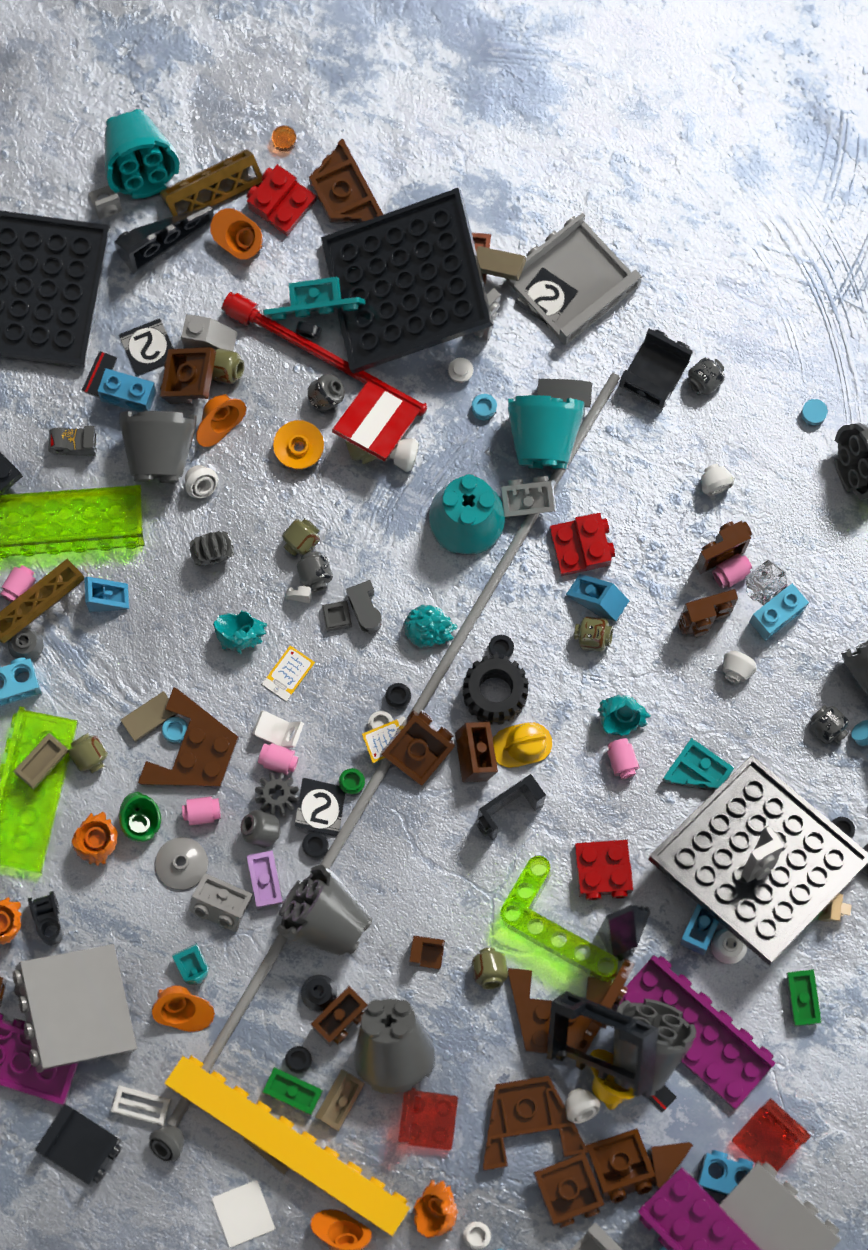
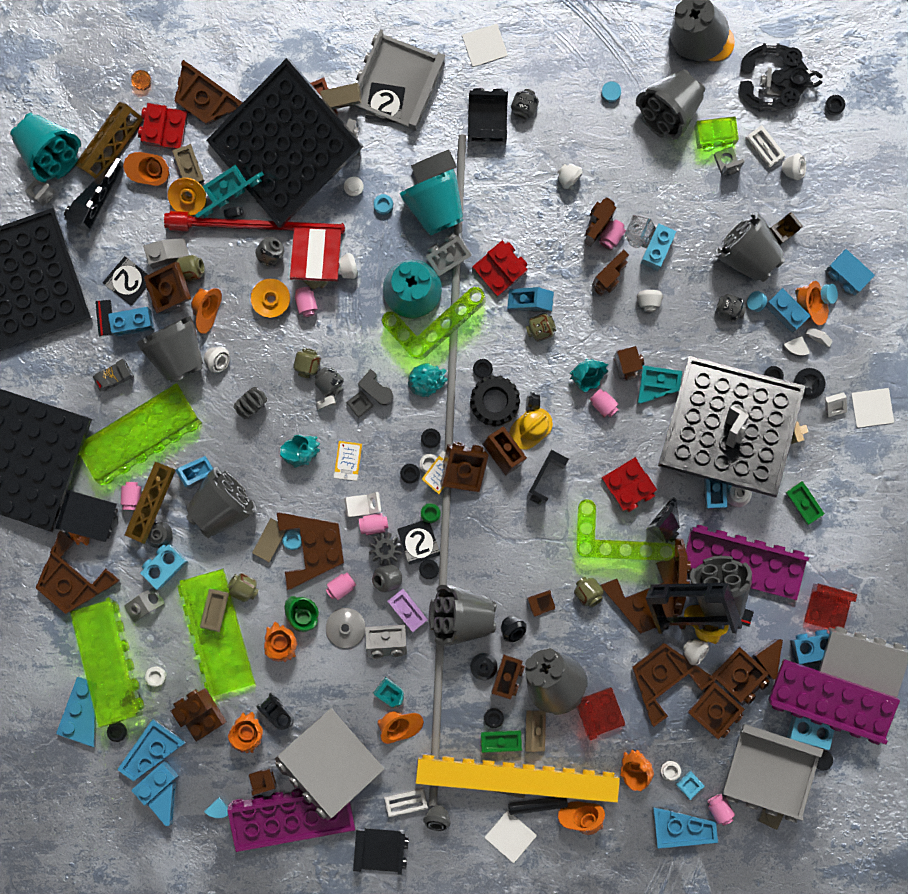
camera: 25 degrees left, 10 degrees up
(113, 641) = (219, 503): none -> dark grey cone
(255, 286) = (181, 202): none -> light orange dish
(285, 255) = (188, 163): none -> dark tan plate
(295, 1192) = (537, 805): none -> black axle
(336, 469) = (305, 302): none -> bright pink brick
(352, 723) = (410, 473): none -> black plate
(376, 965) = (513, 629): none -> black cone
(472, 569) = (435, 326): none -> clear neon green beam
(540, 713) = (533, 401): none -> black plate
(675, 724) = (628, 363): none -> reddish brown brick
(694, 290) = (484, 45): none -> white sticker

